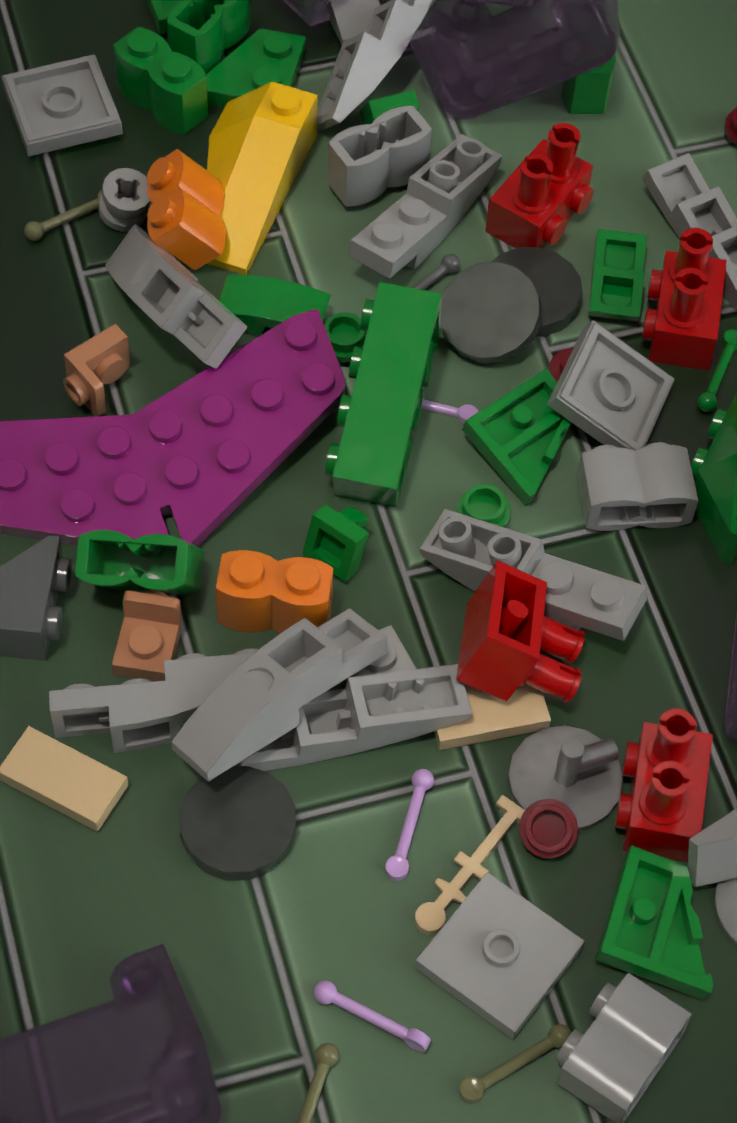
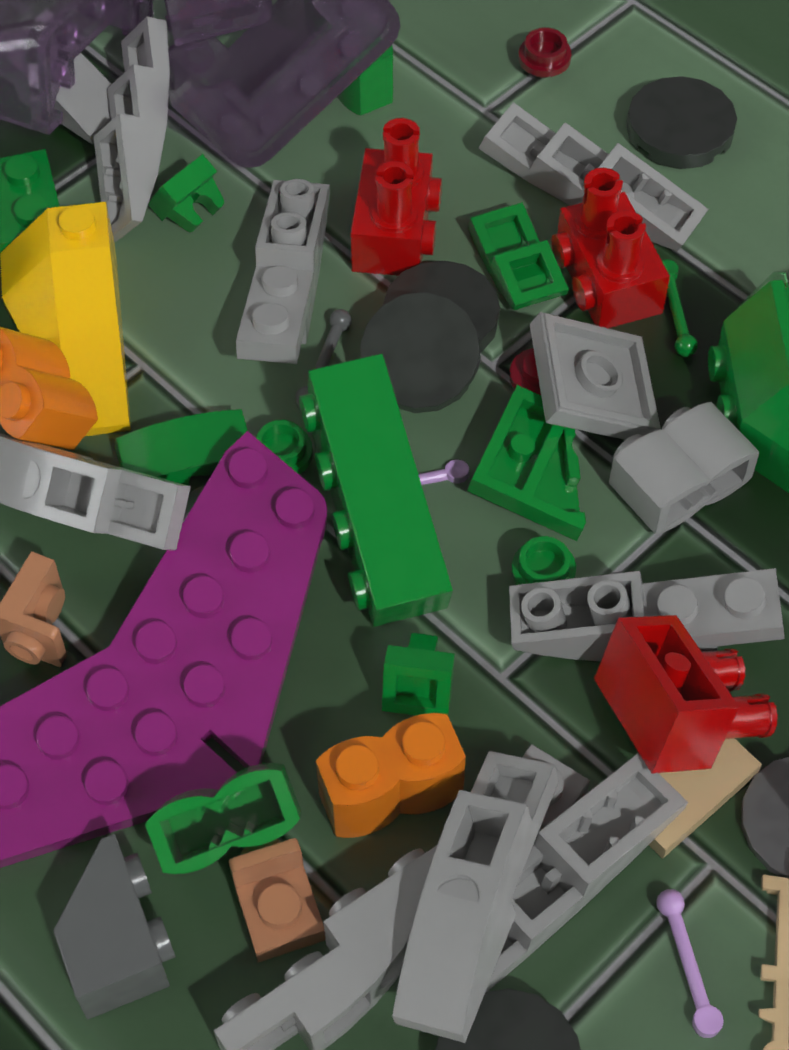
camera: 25 degrees left, 0 degrees up
(378, 155) = (205, 238): light grey brick -> none

